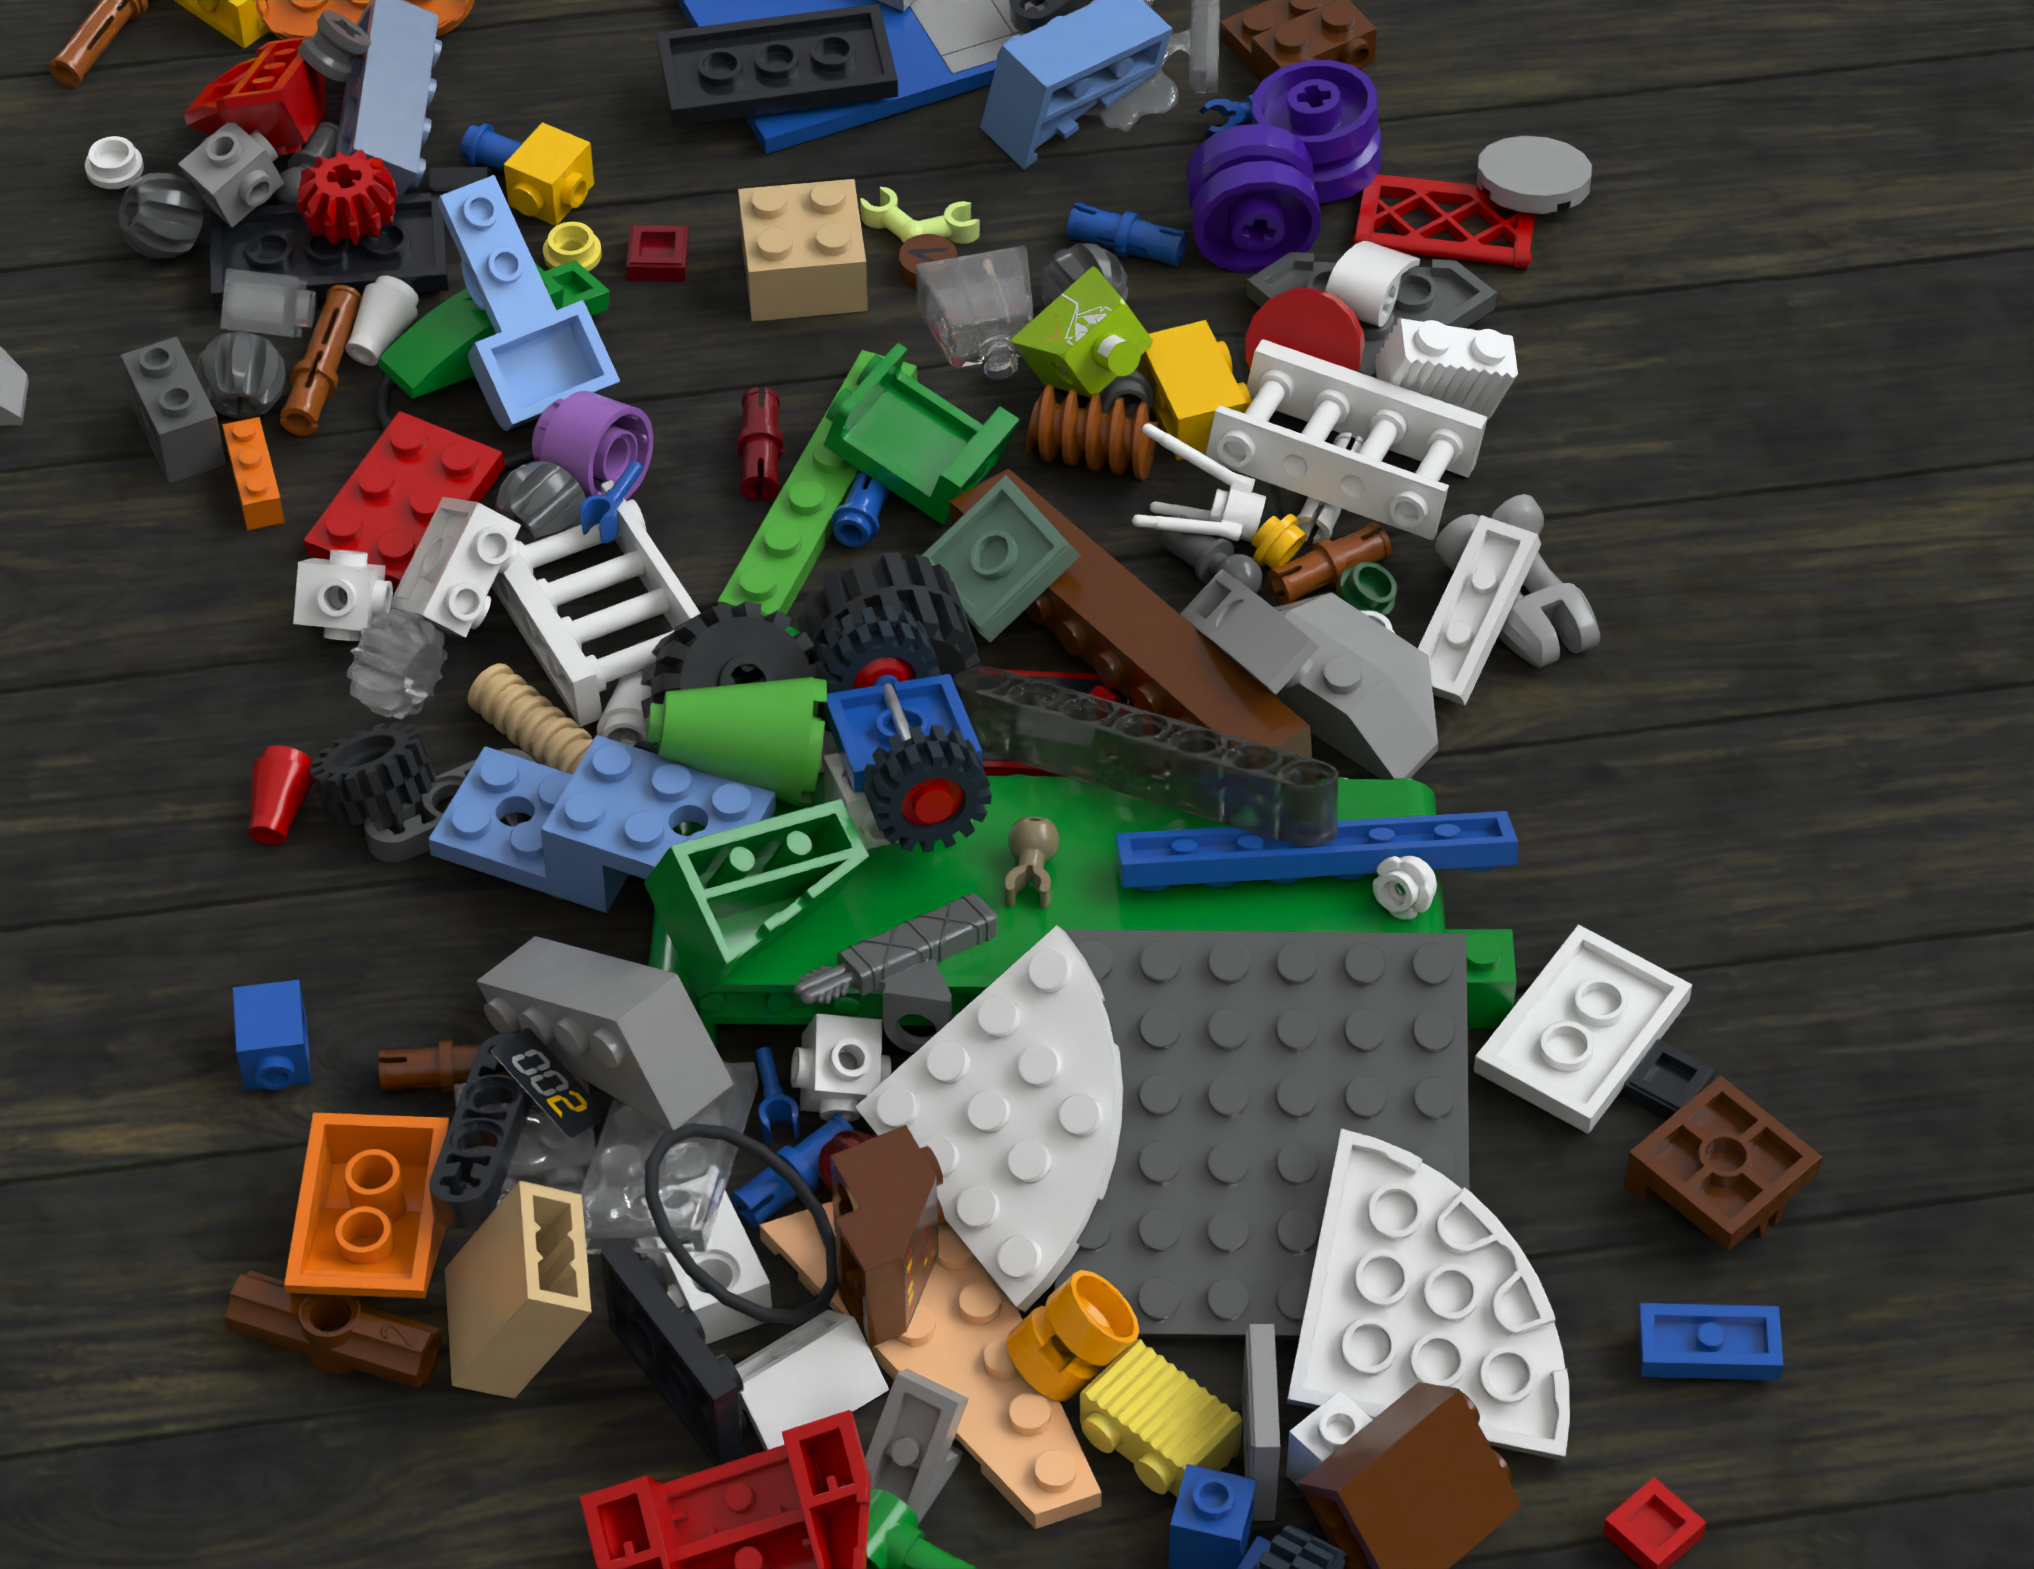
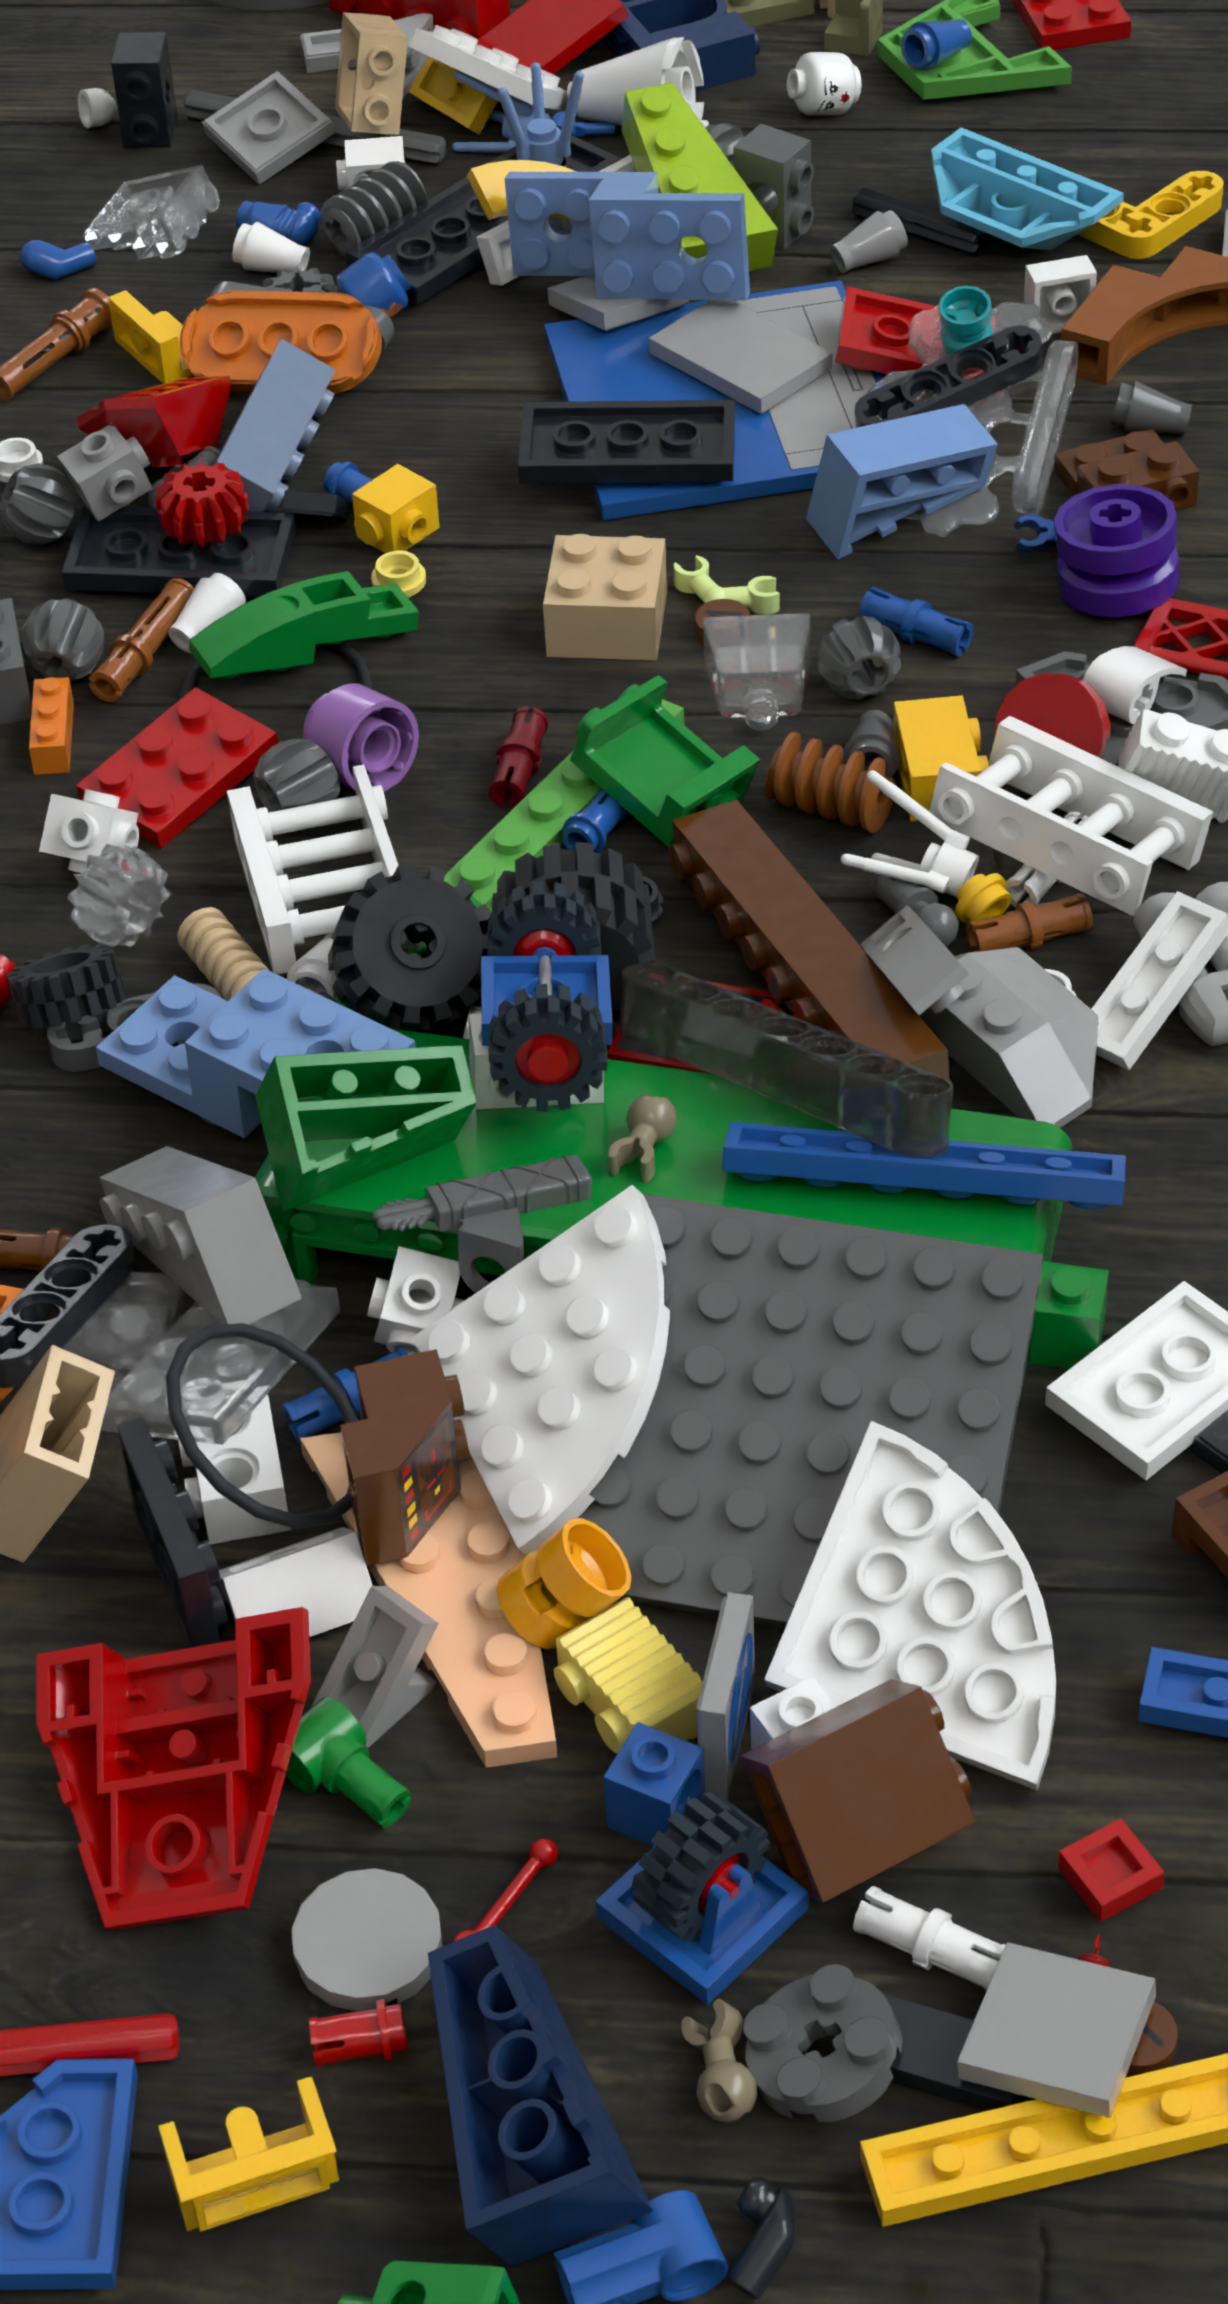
camera: 15 degrees right, 5 degrees down
(266, 304) = (100, 579): clear brick -> none
(334, 45) = (227, 377): dark grey wheel -> none
(457, 565) = (195, 816): white plate -> none
(536, 349) = (327, 640): light blue plate -> none
(549, 1083) = (130, 1274): black sticker -> none
(603, 508) = (343, 787): blue hand -> none
(657, 253) = (477, 589): dark red tile -> none
(746, 733) = (400, 981): bright green cone -> none
(775, 1104) = (350, 1333): blue hand -> none
(1001, 557) = (701, 872): sand green tile -> none
(1083, 337) = (841, 694): lime torso -> none
(1252, 197) = (1036, 595): dark purple wheel -> none
(1368, 587) = (1059, 950): dark green plate -> none
(1414, 877) = (1001, 1207): white plate -> none

